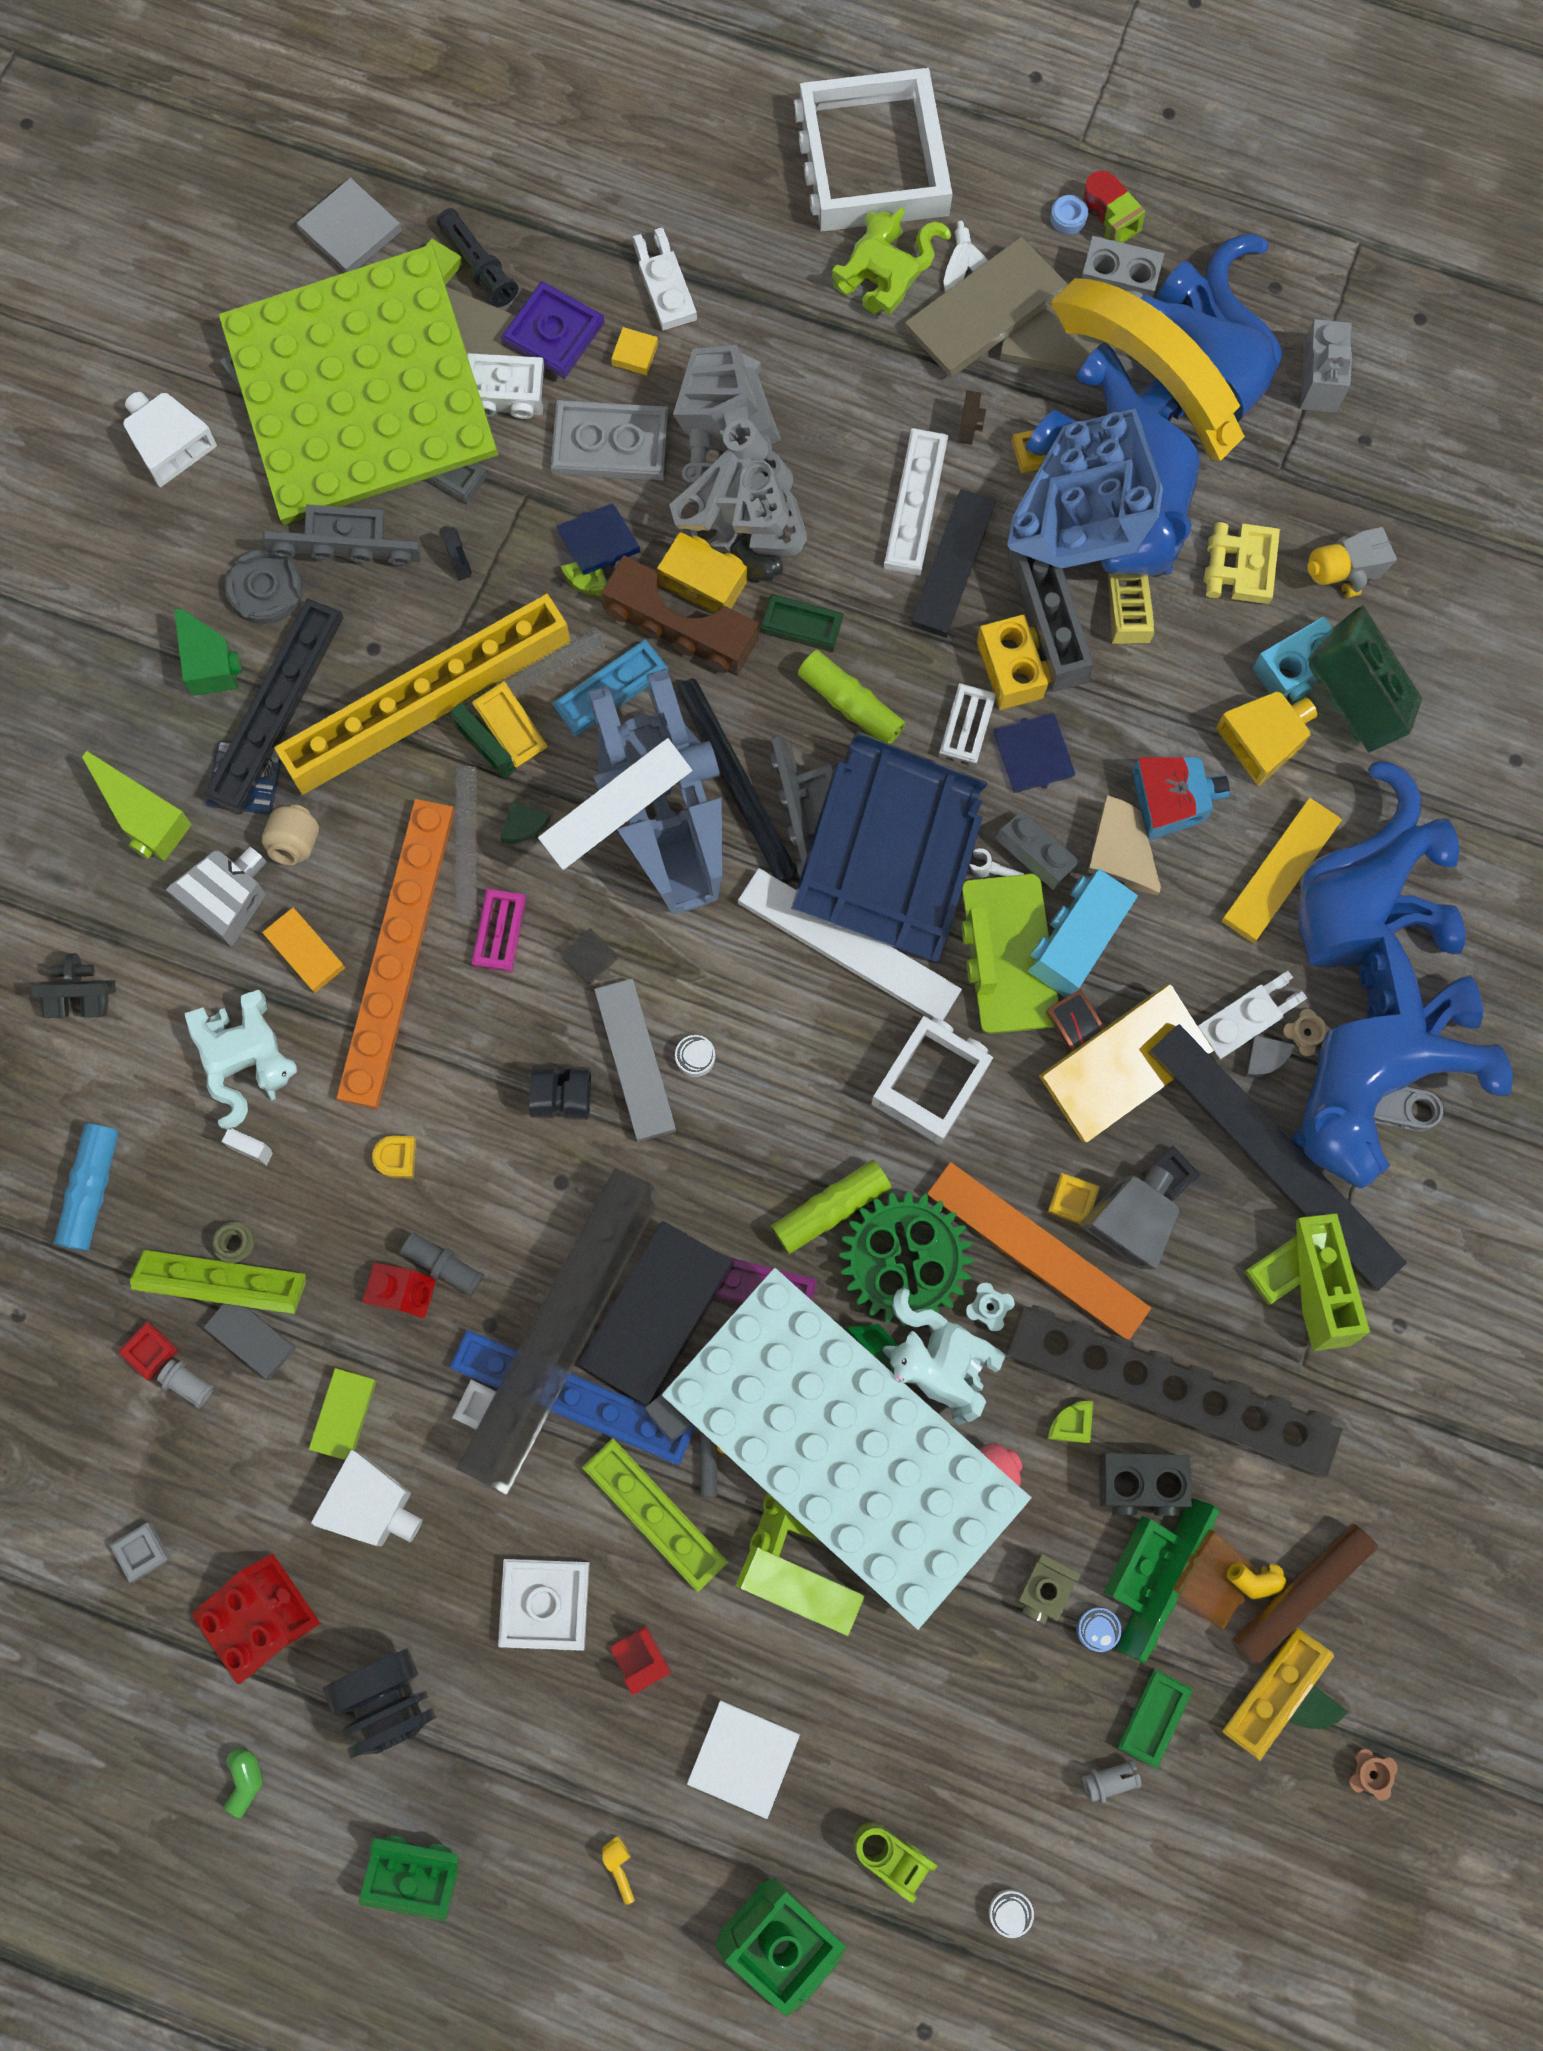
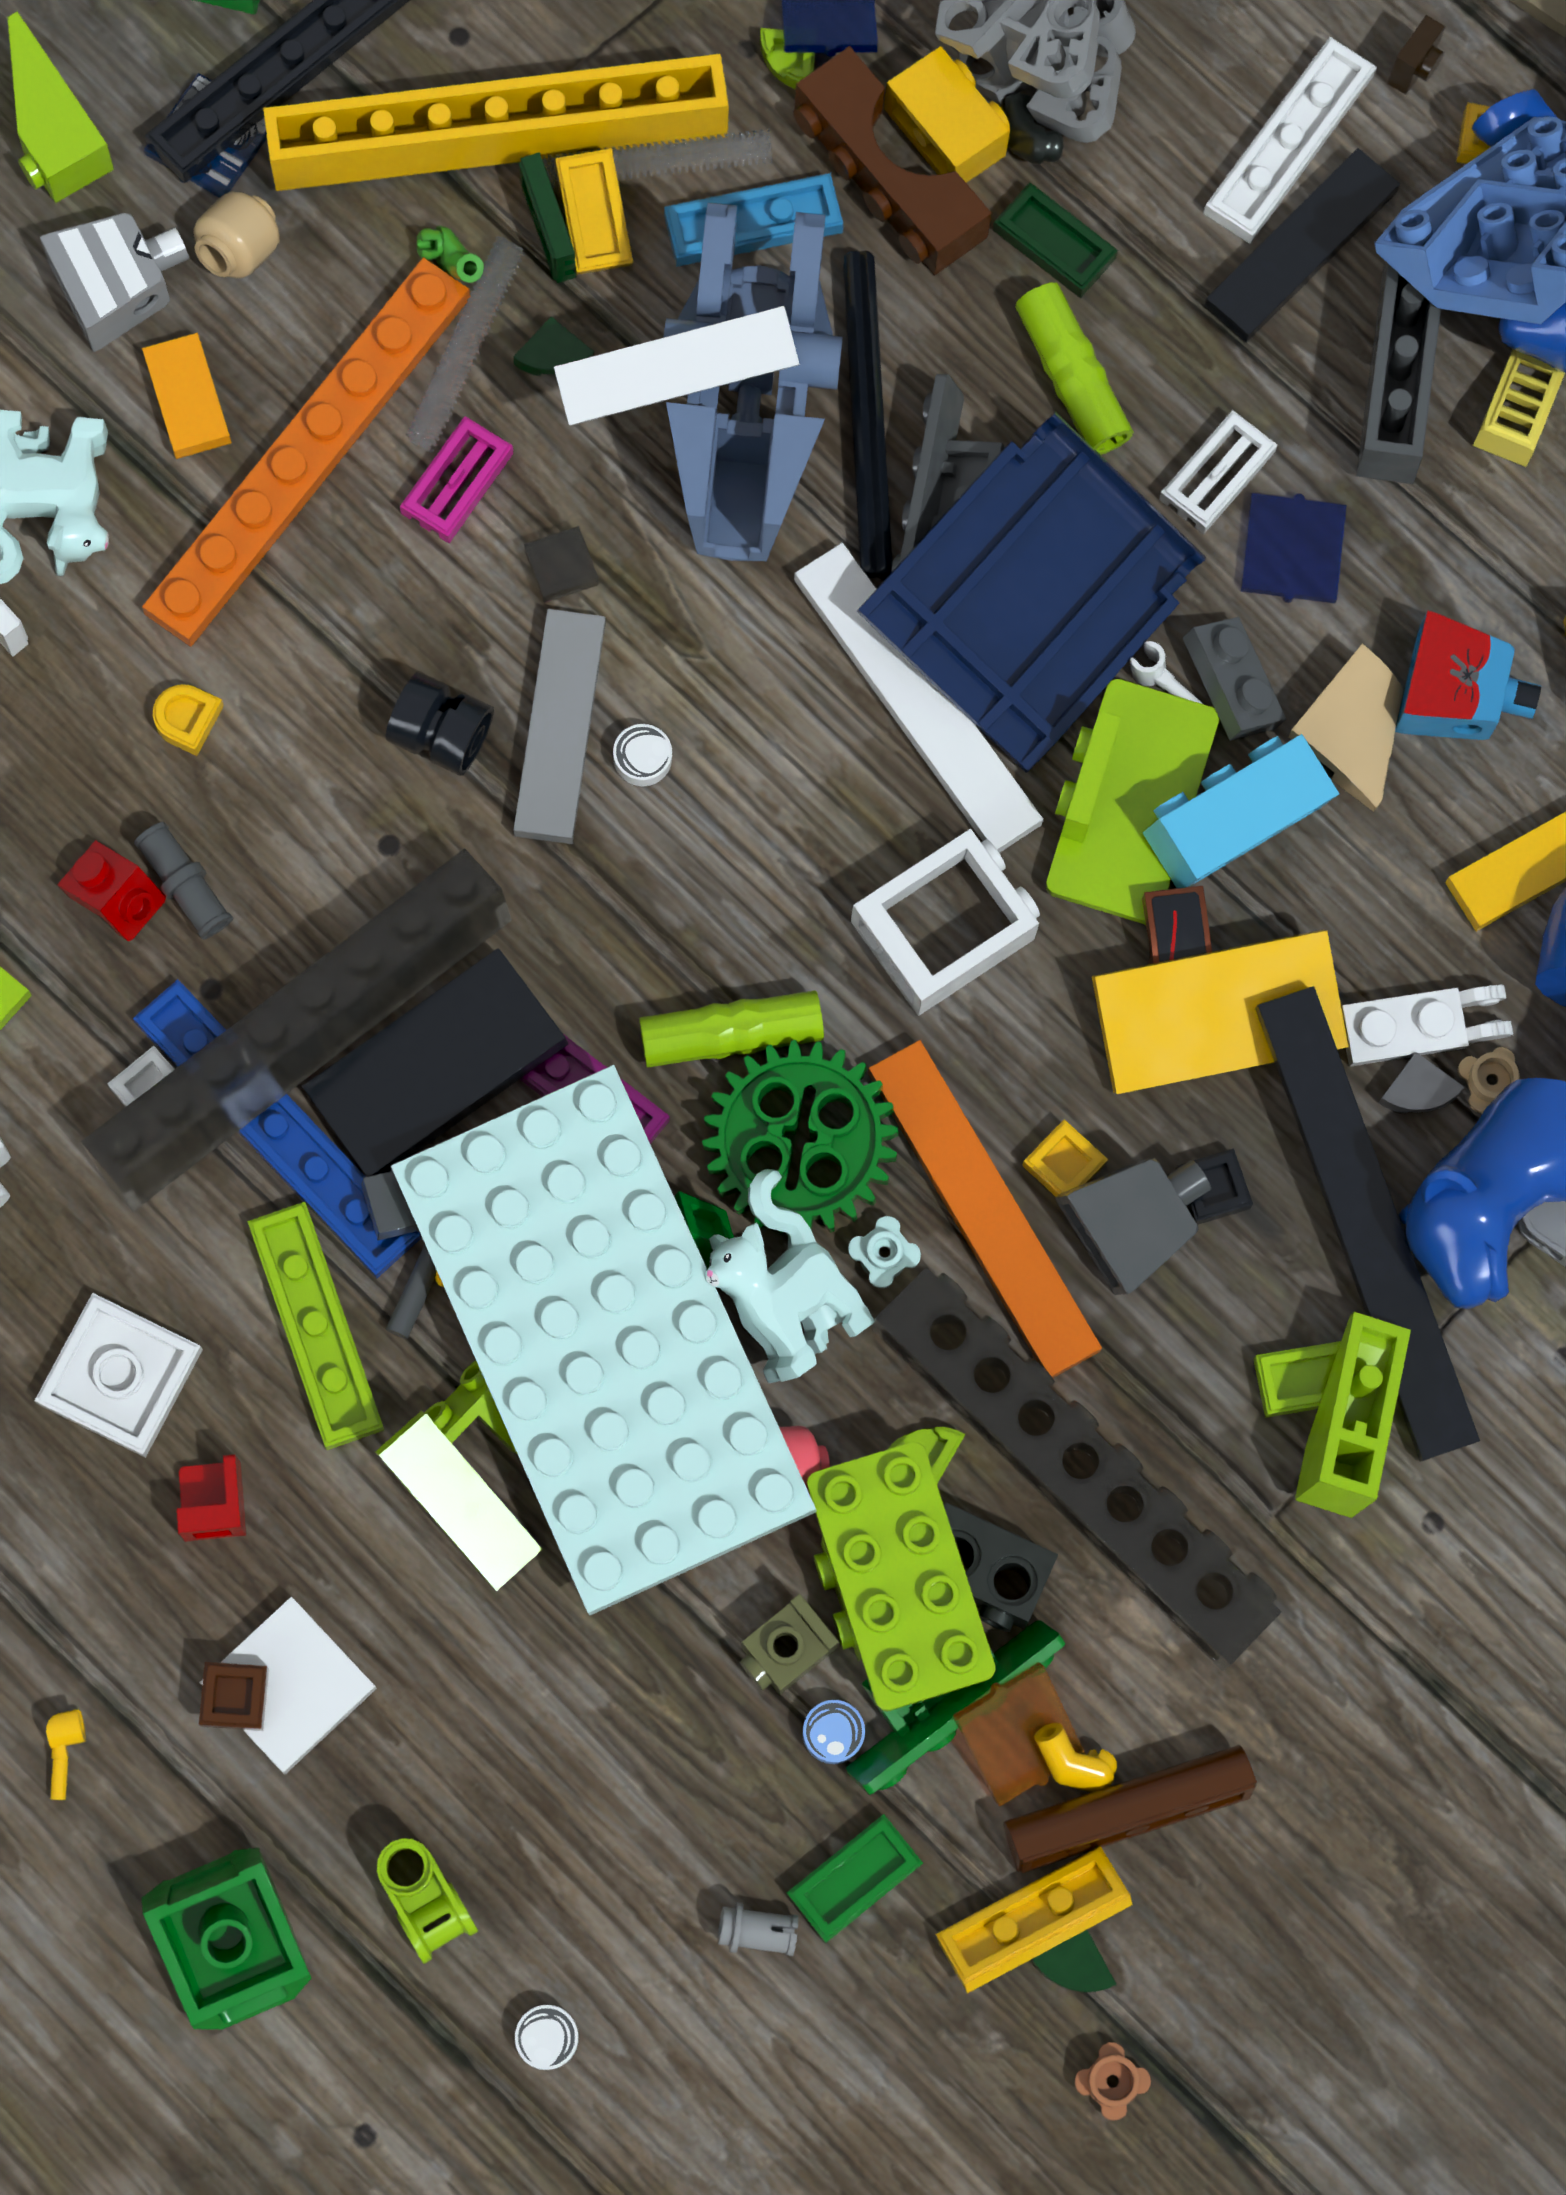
camera: 20 degrees right, 0 degrees up
(431, 790) = (449, 254): none -> bright green arm
(714, 1784) = (233, 1696): none -> reddish brown tile
(1004, 663) = (1311, 410): yellow brick -> none
(1098, 1516) = (898, 1577): none -> lime bracket

